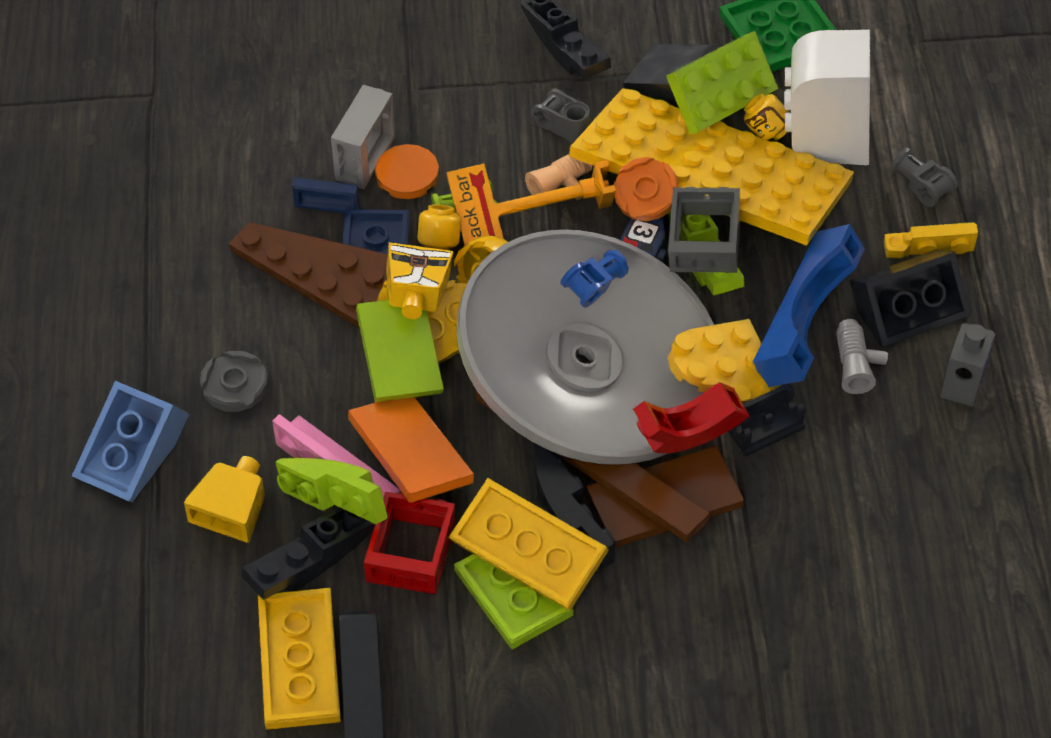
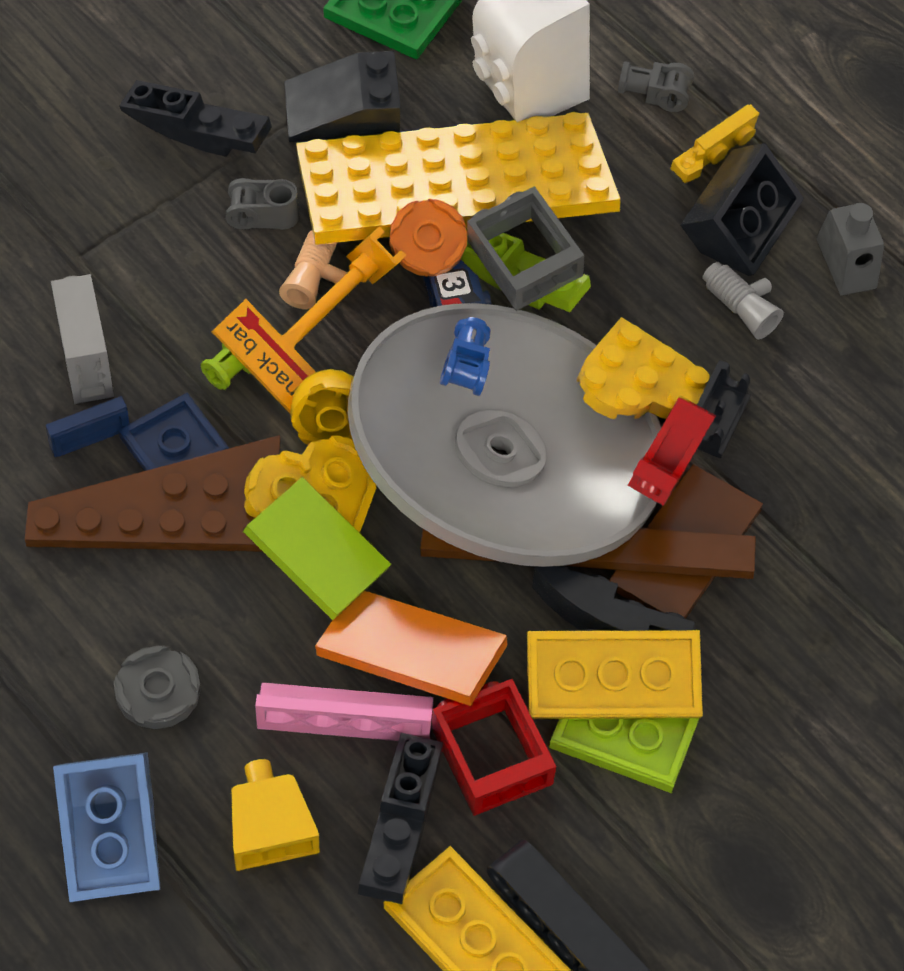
camera: 40 degrees left, 5 degrees up
(332, 483) = (373, 734): lime slope -> none
(407, 171) = (147, 352): orange tile -> none
(417, 277) = (288, 462): yellow torso -> none
(439, 227) = (243, 395): yellow head -> none
(721, 82) = (405, 85): lime plate -> none
(766, 116) = (466, 99): yellow head -> none
(785, 350) = (695, 330): blue arch -> none

